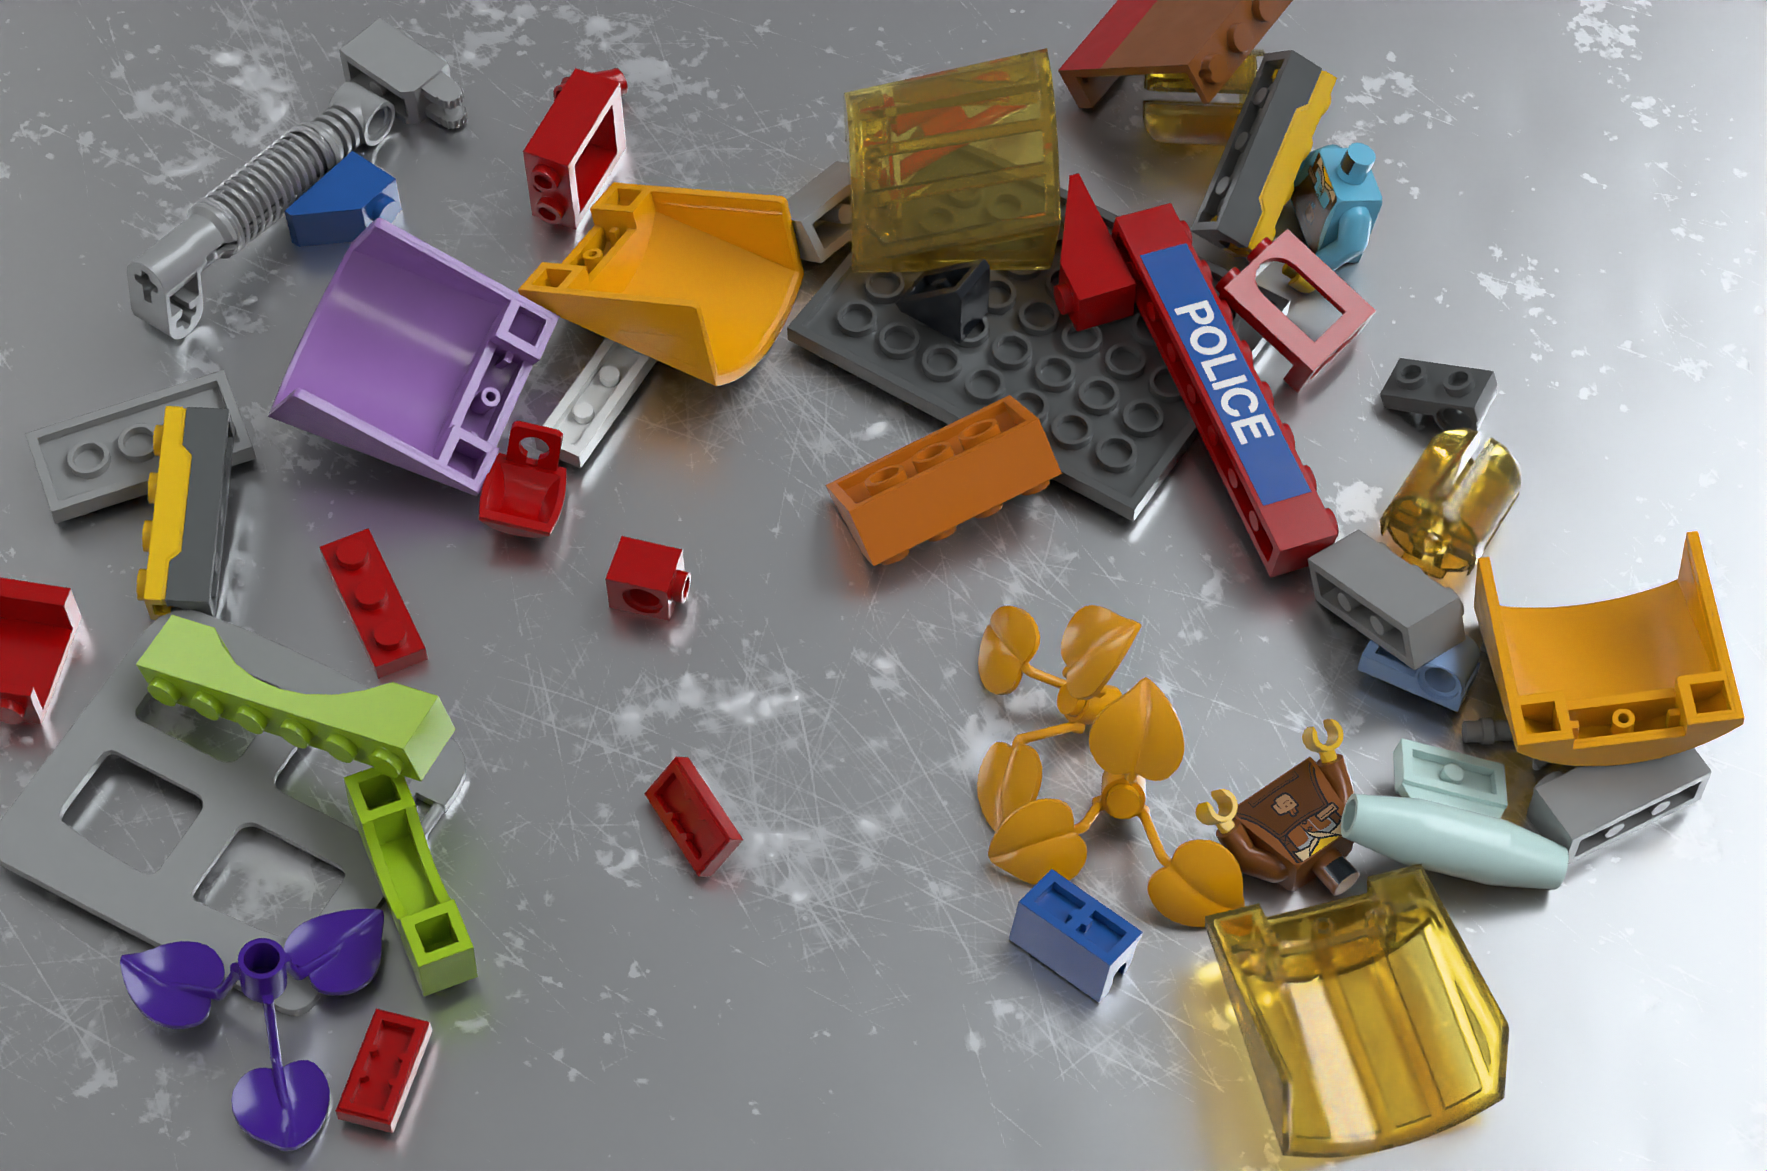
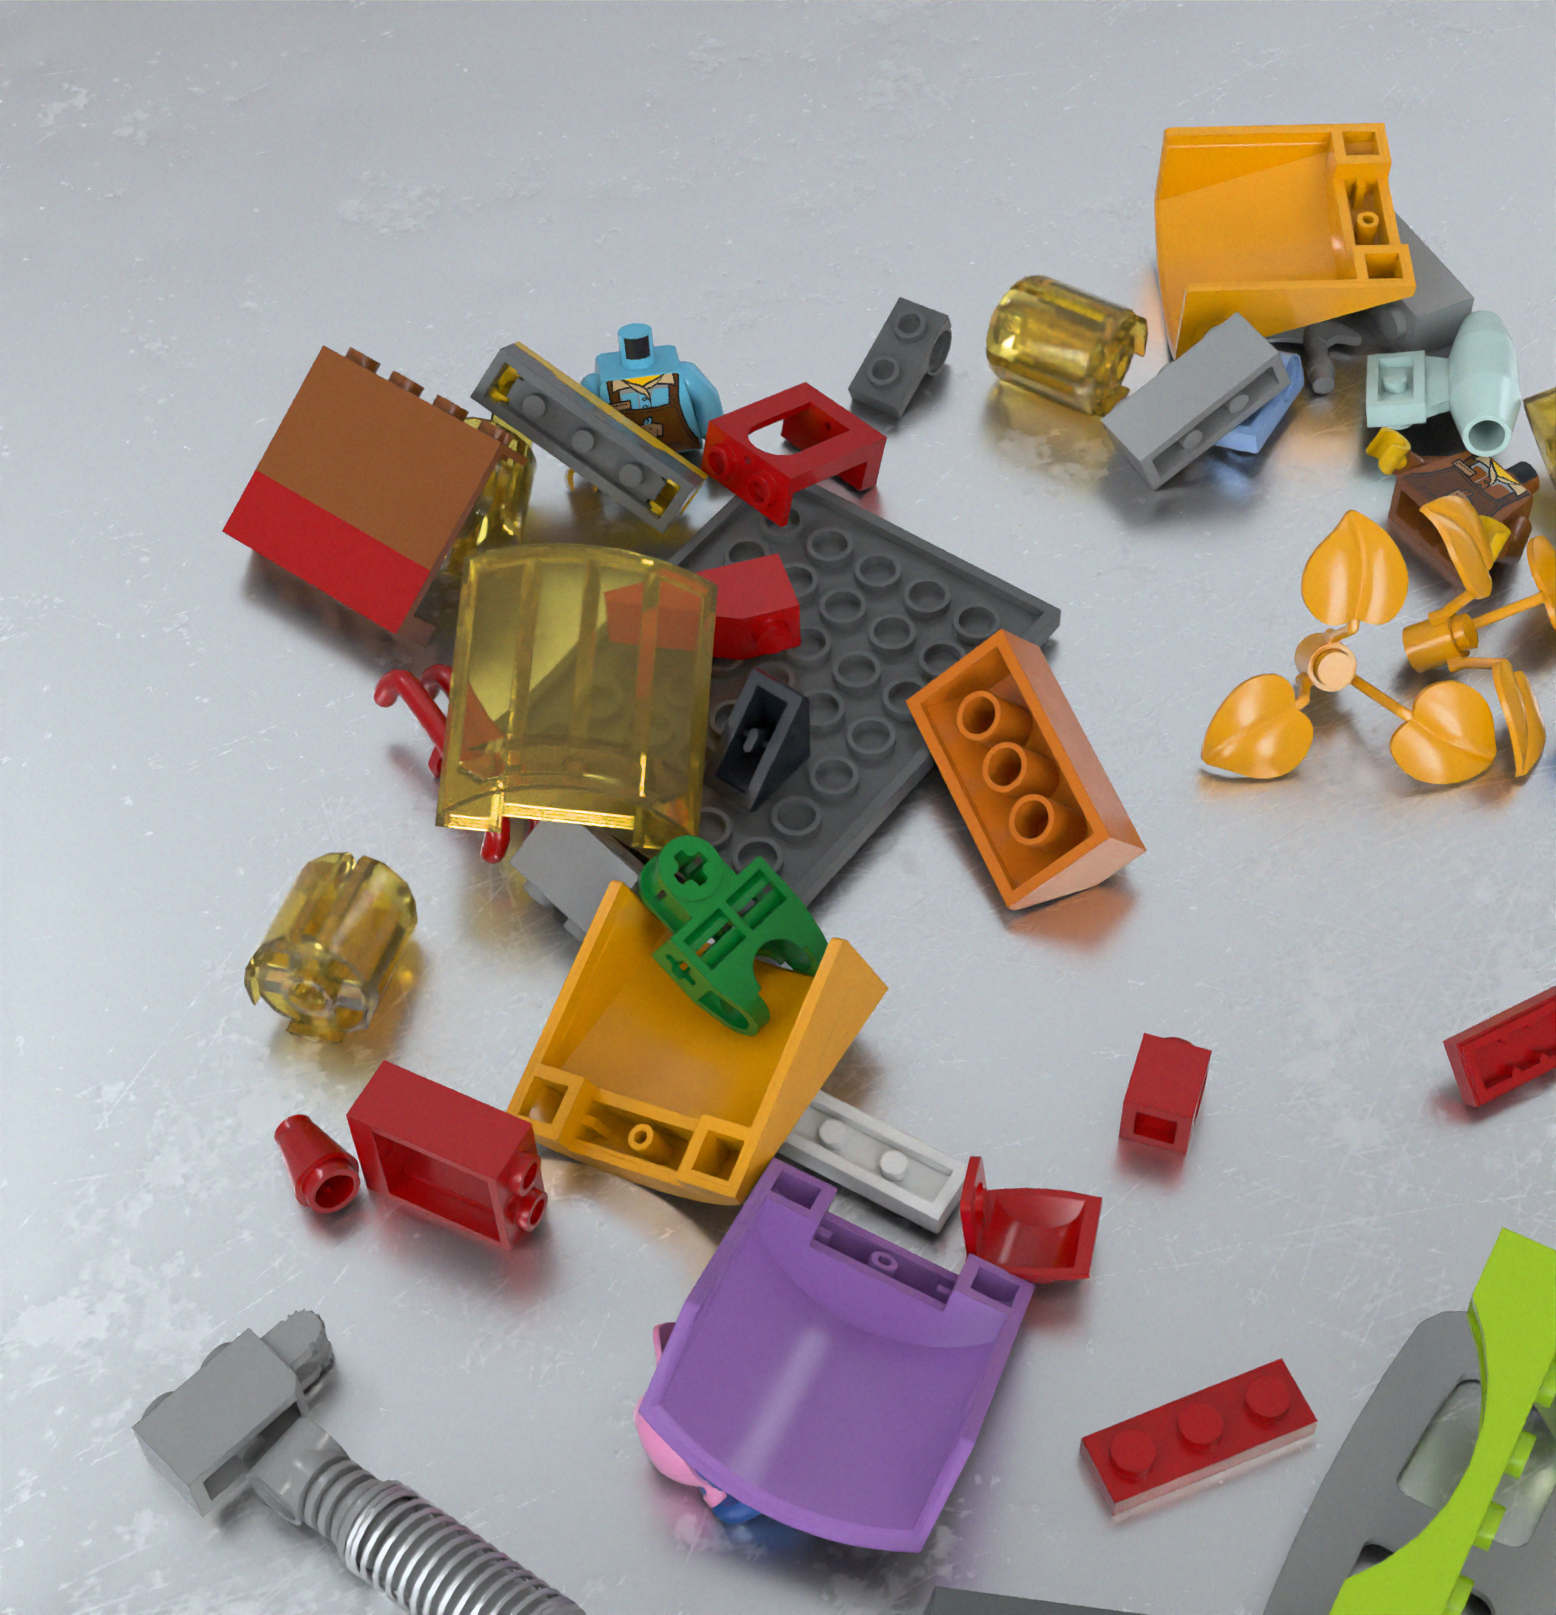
camera: 85 degrees left, 5 degrees down
(343, 203) = (477, 1474): blue slope -> none
(760, 71) = (333, 945): none -> clear yellow cylinder
(771, 259) = (697, 910): none -> green piece
(1224, 391) = (916, 506): brick -> none

